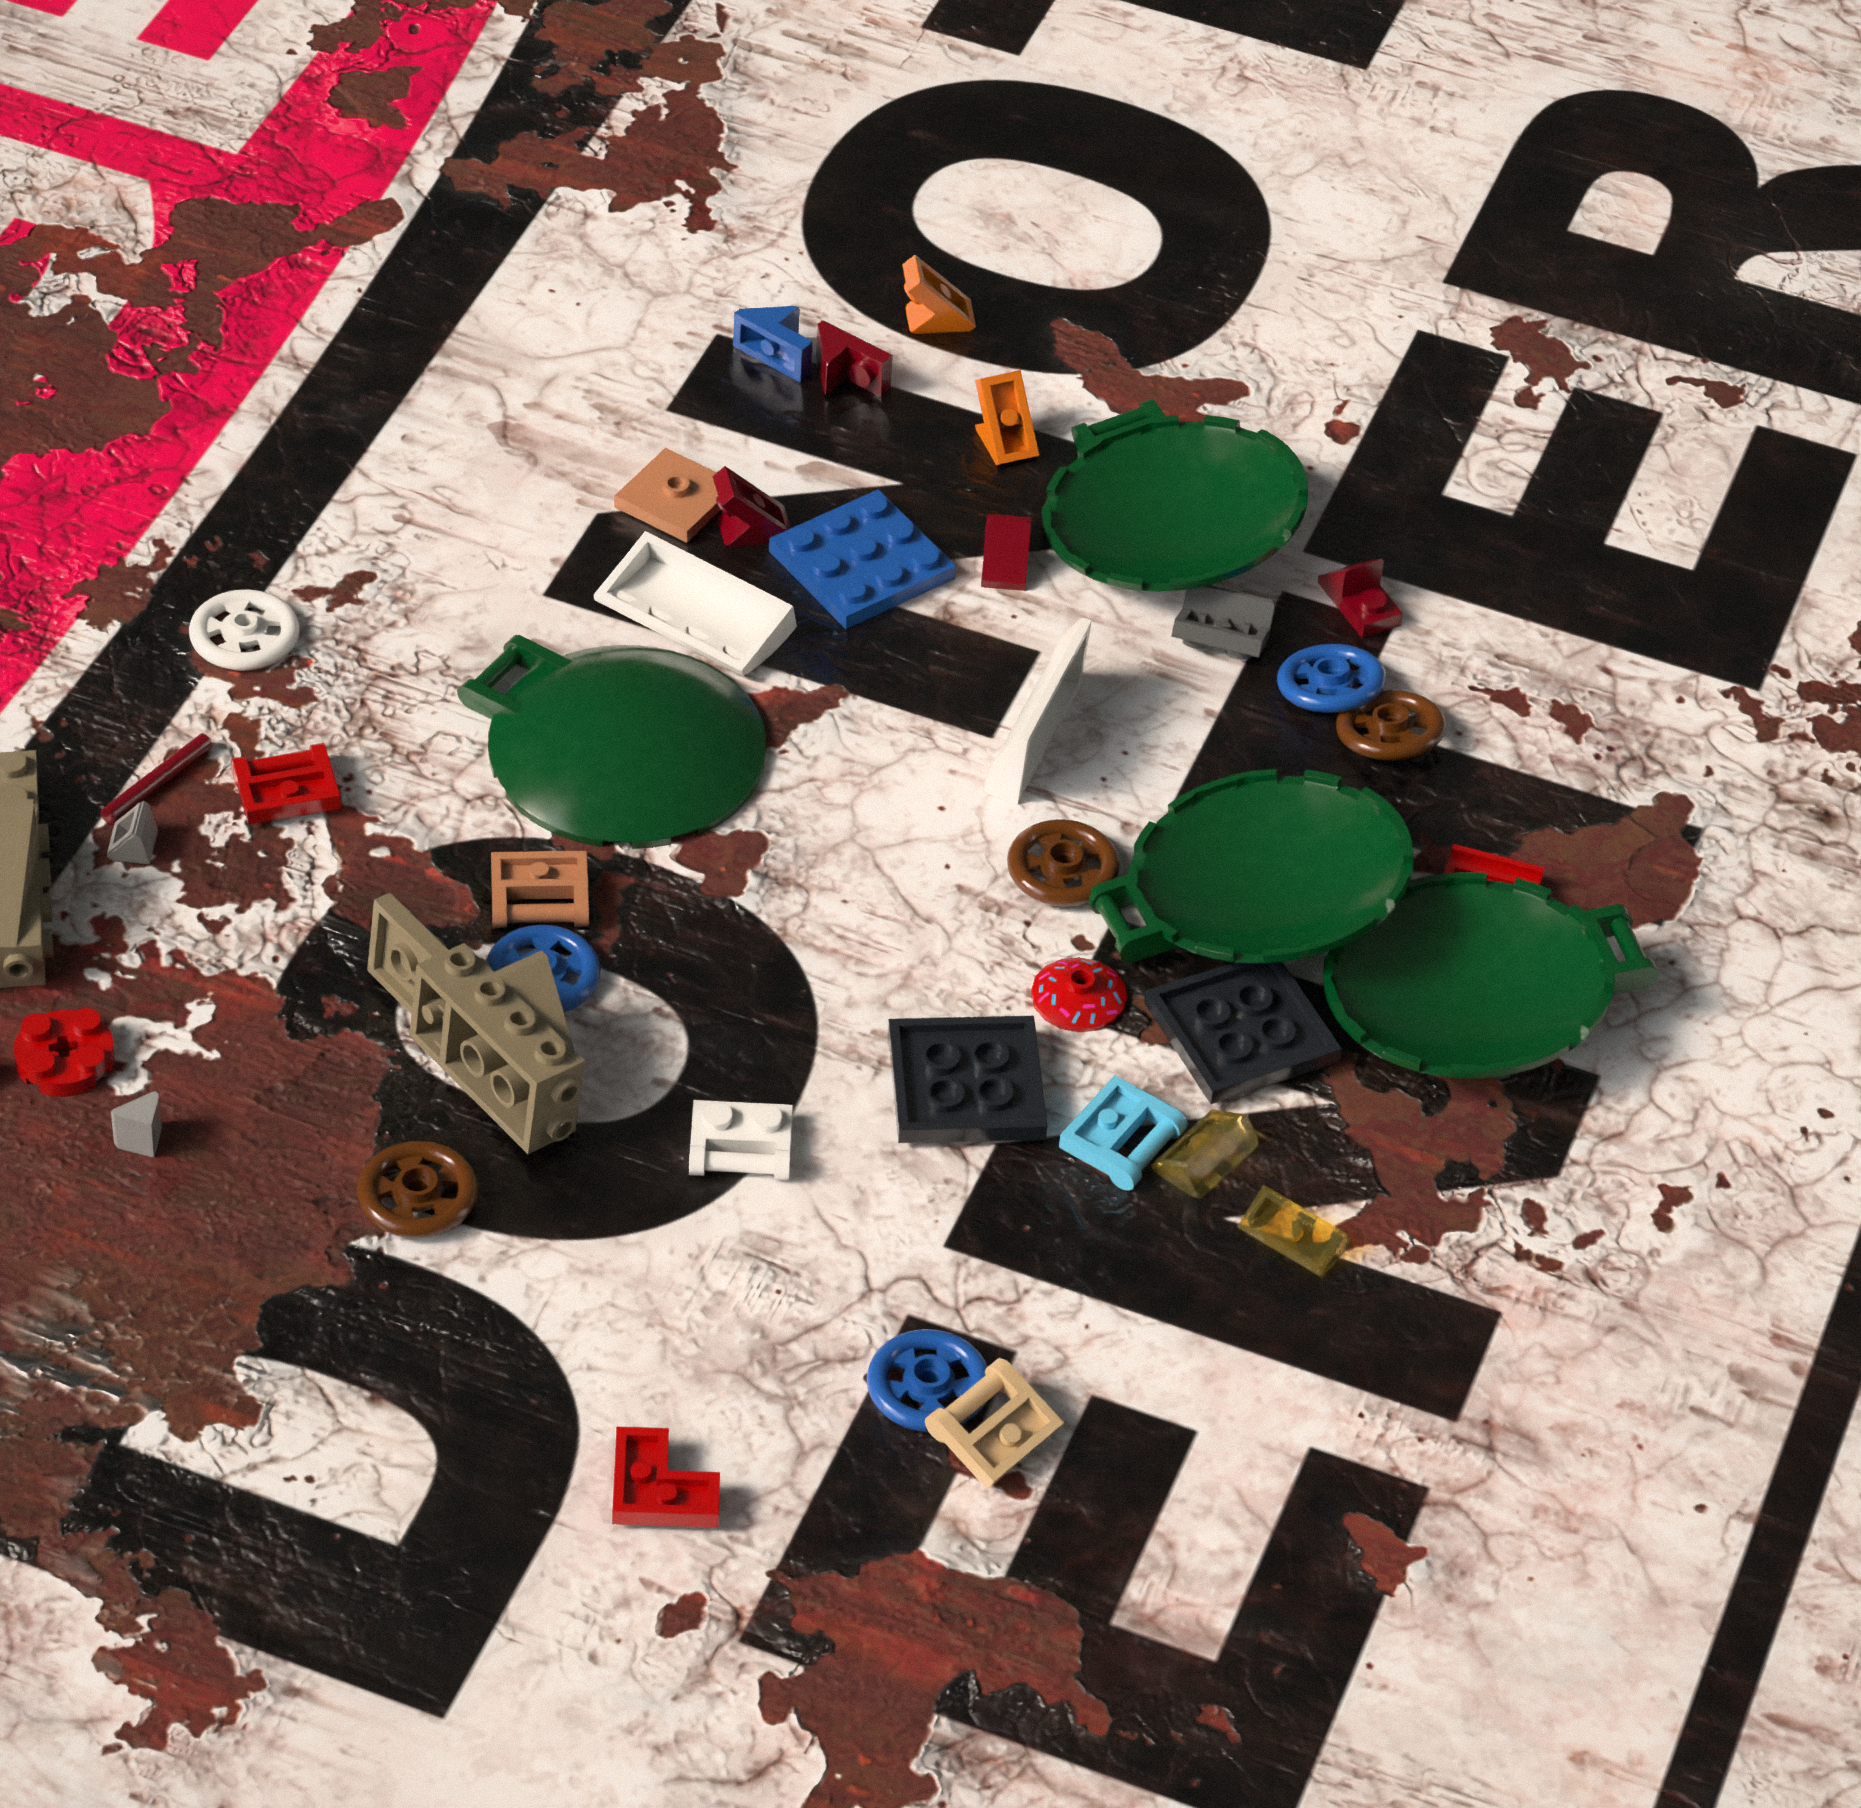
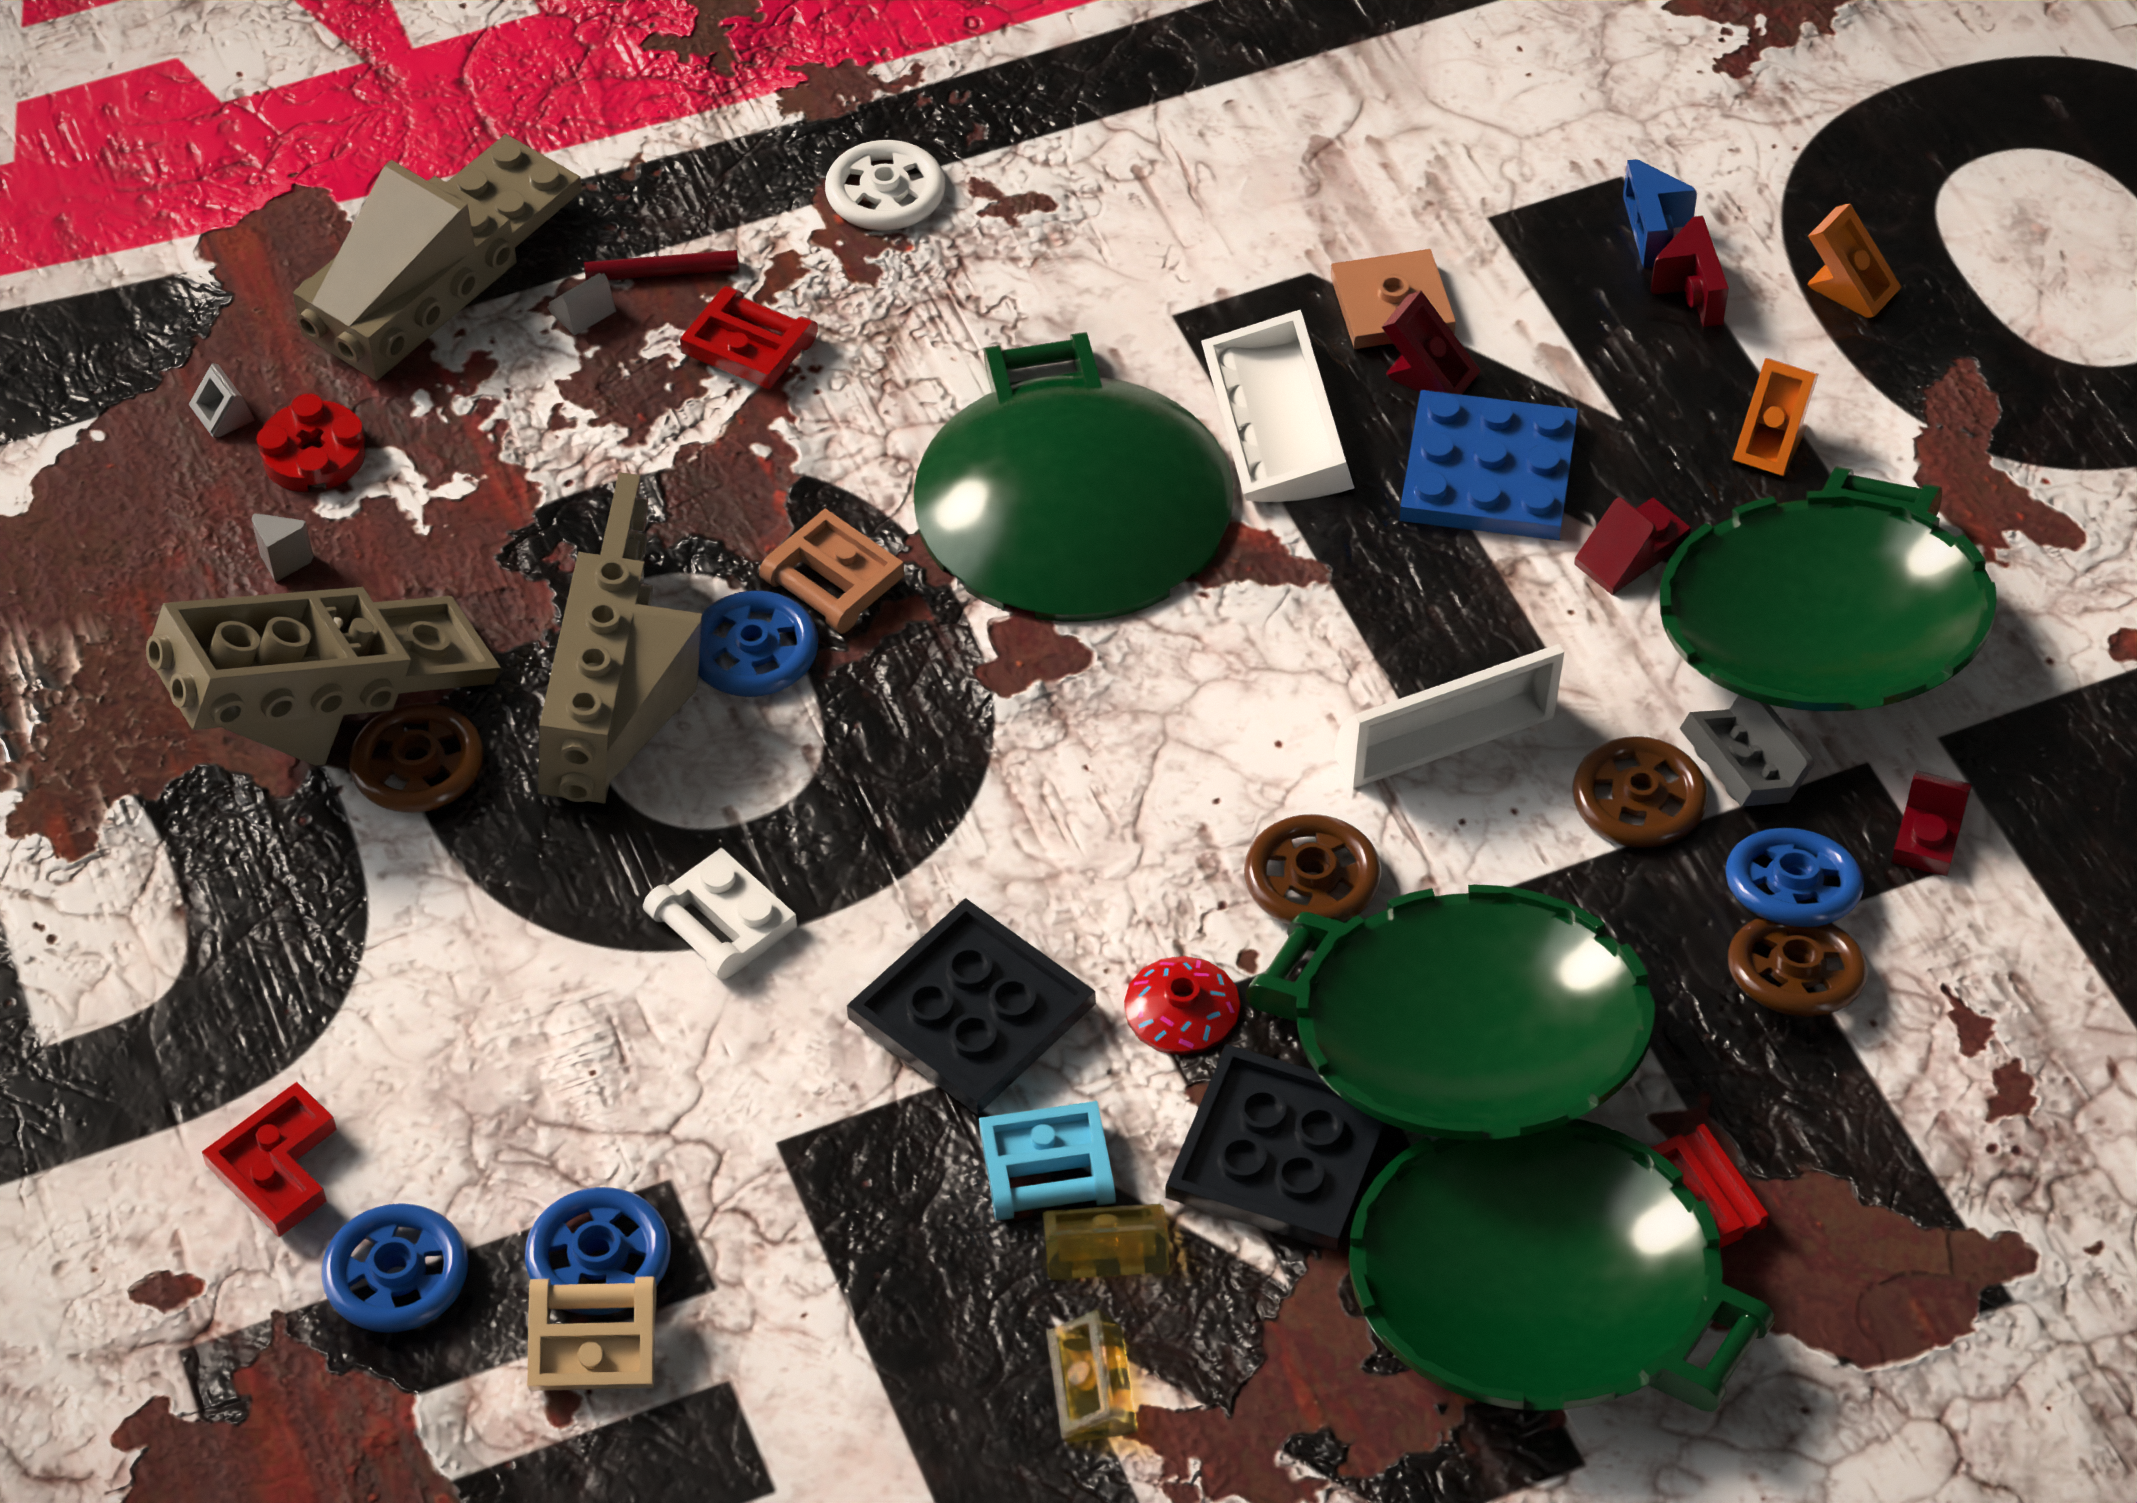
camera: 50 degrees right, 5 degrees up
(304, 1163) = (302, 660): none -> dark tan wedge
(818, 1471) = (380, 1227): none -> blue plate
(1185, 691) = (1650, 754): none -> reddish brown plate

